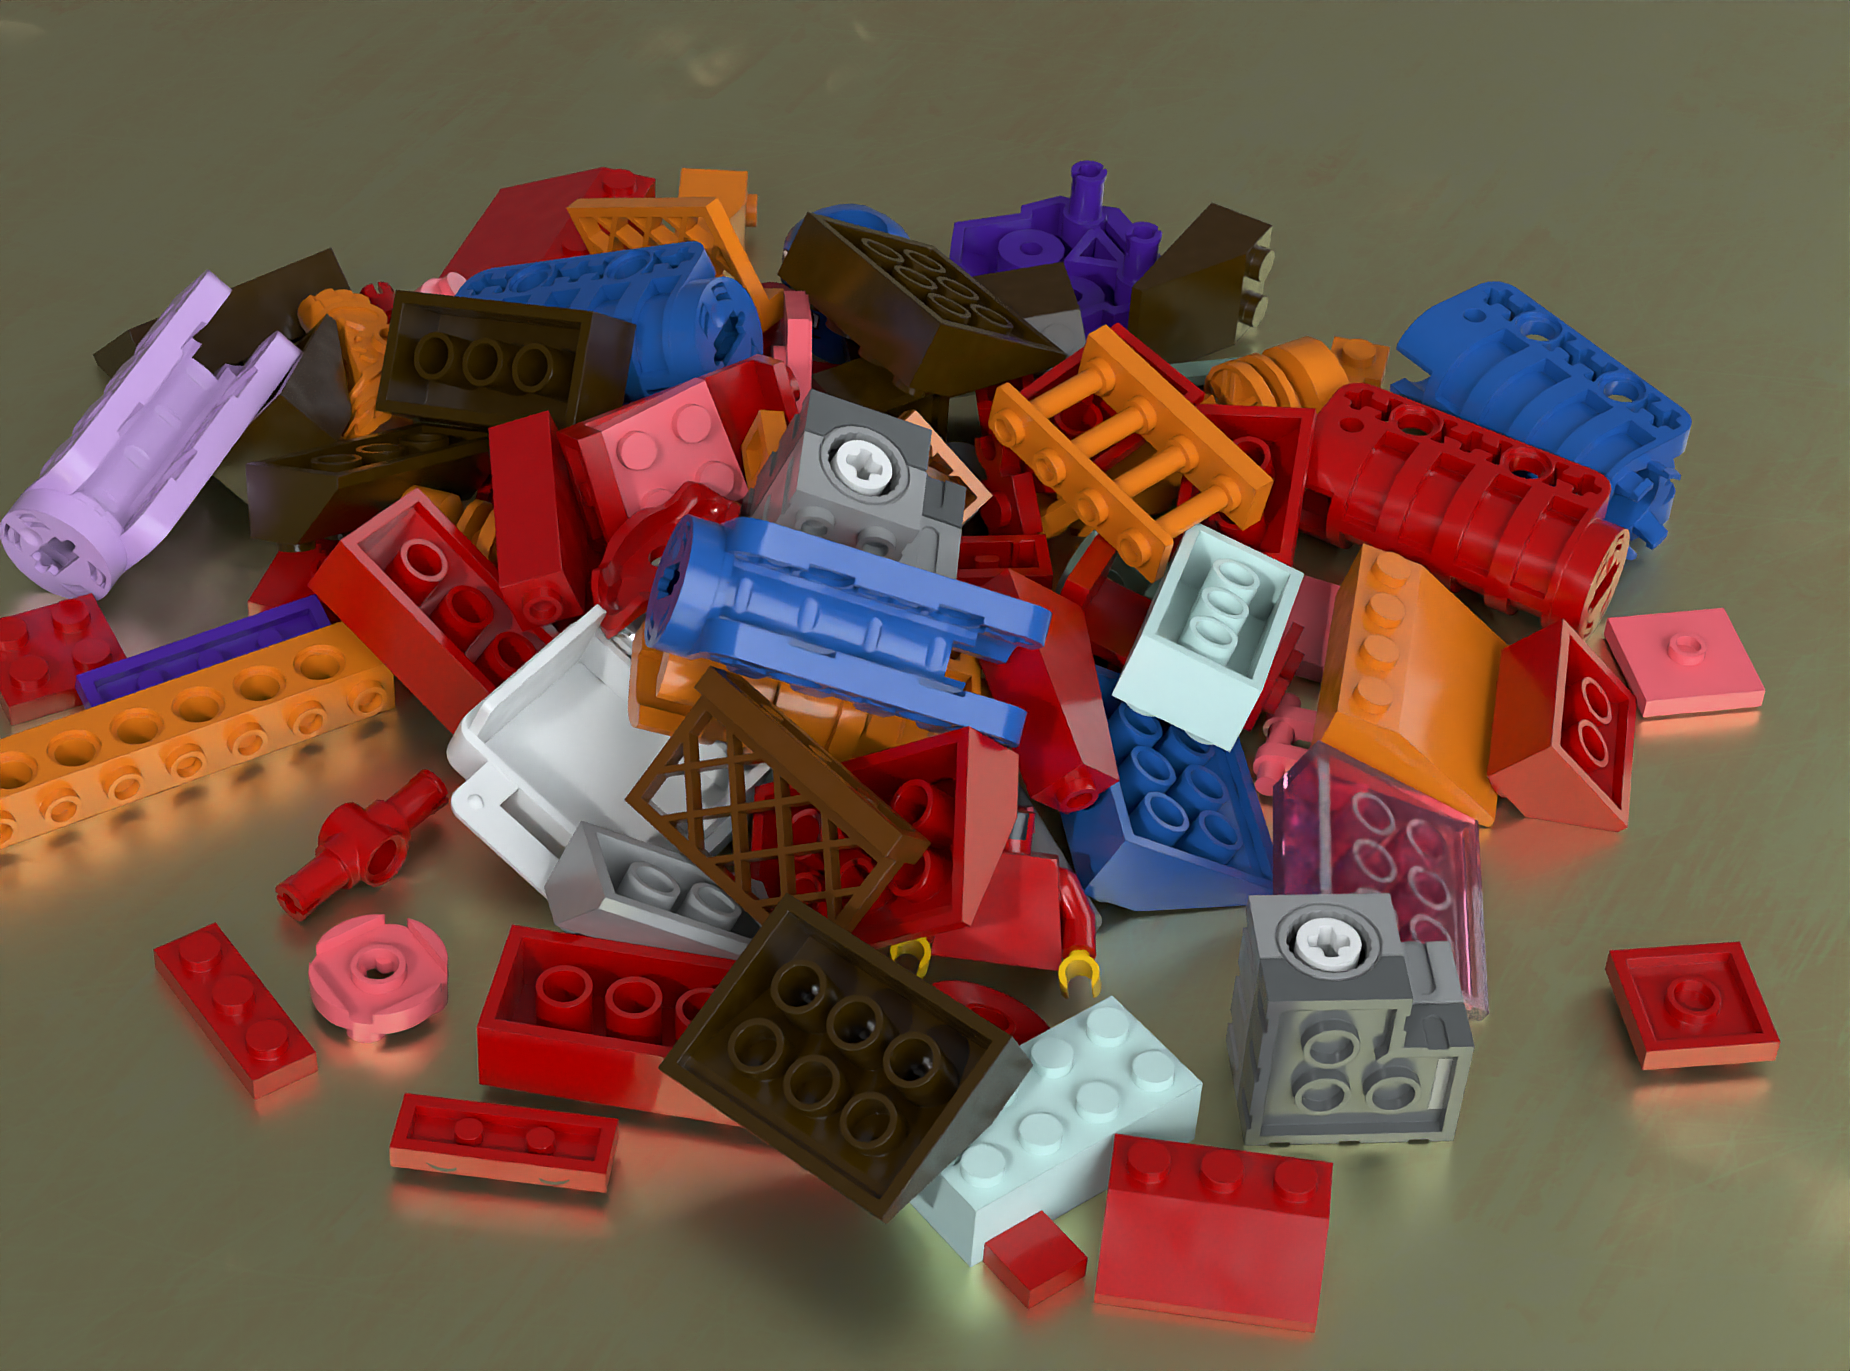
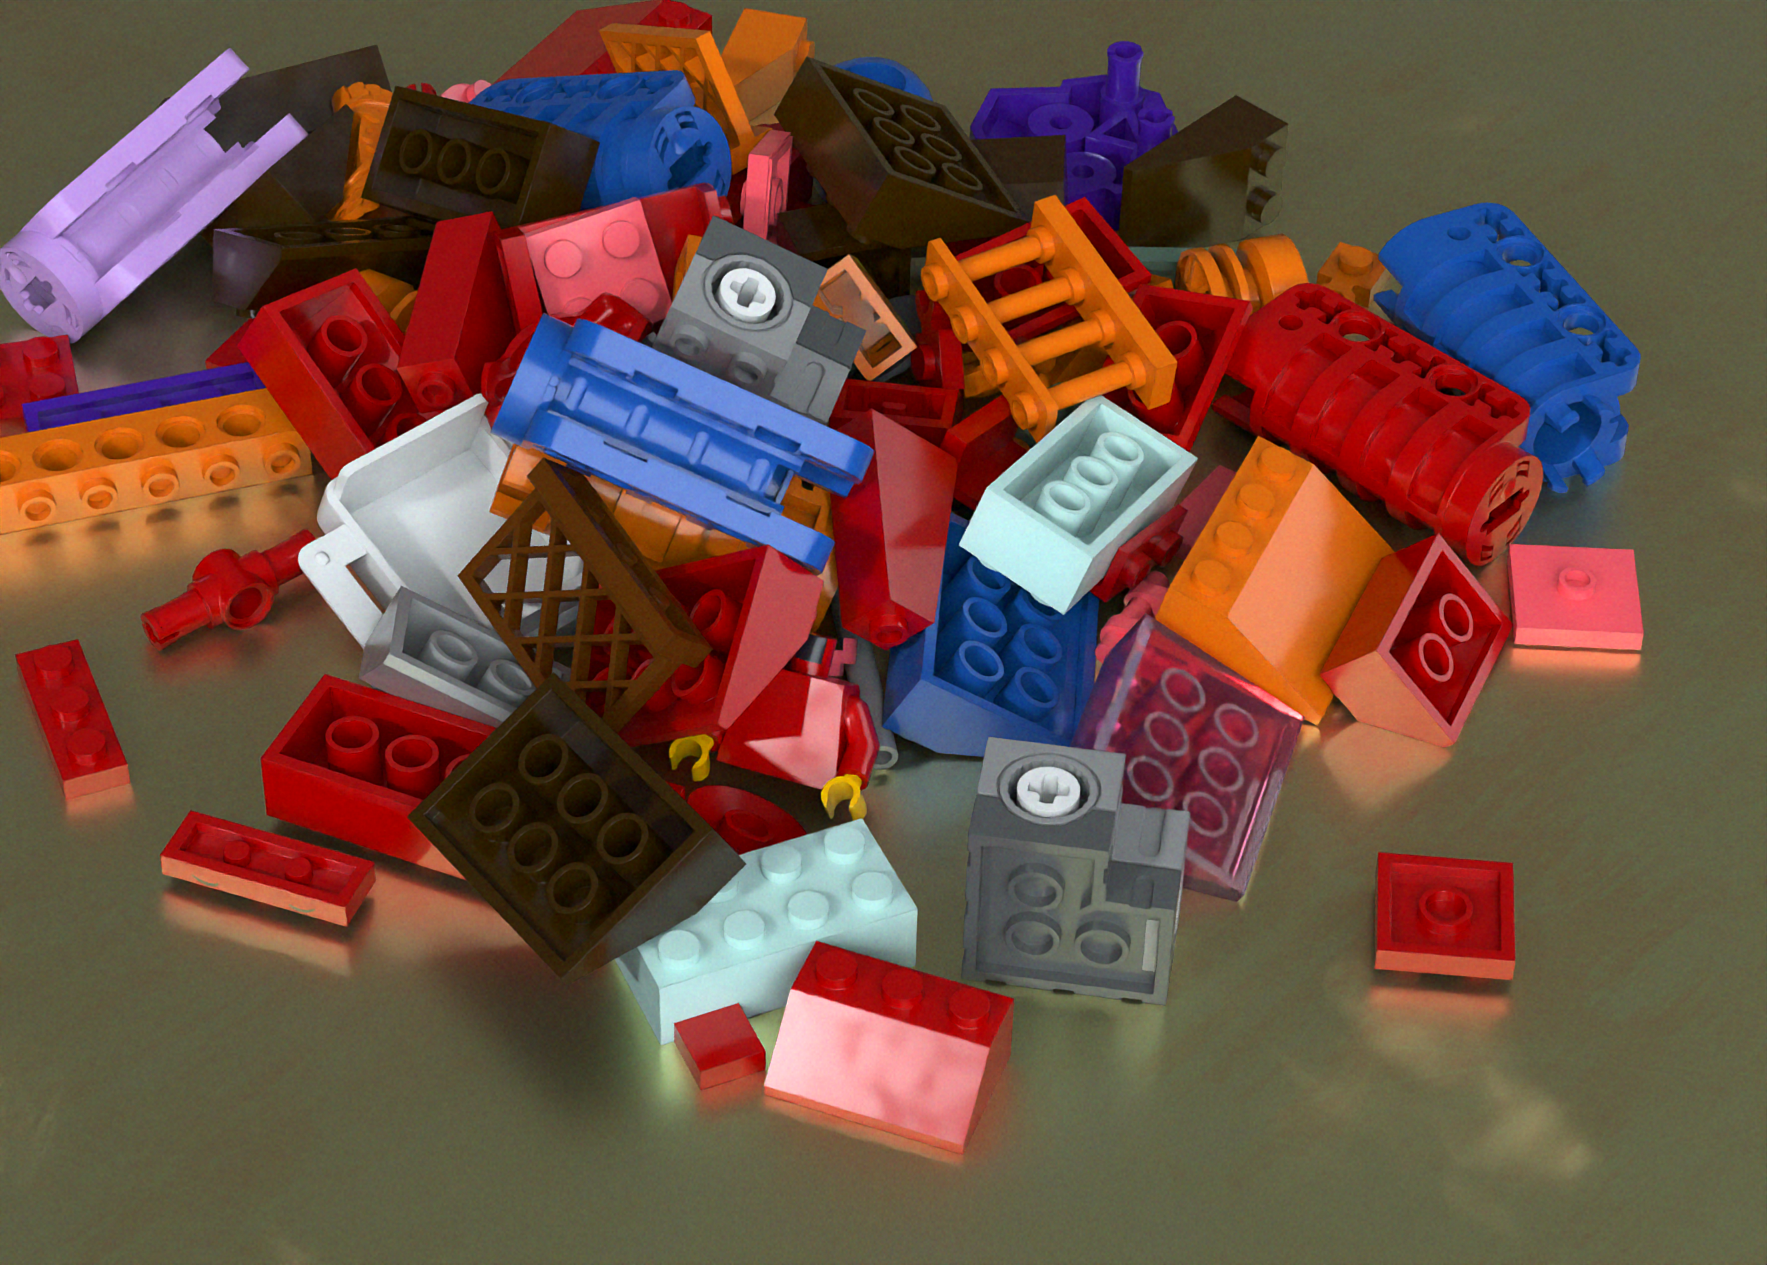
camera: 15 degrees right, 0 degrees up
(385, 1005) = (190, 733): coral plate -> none

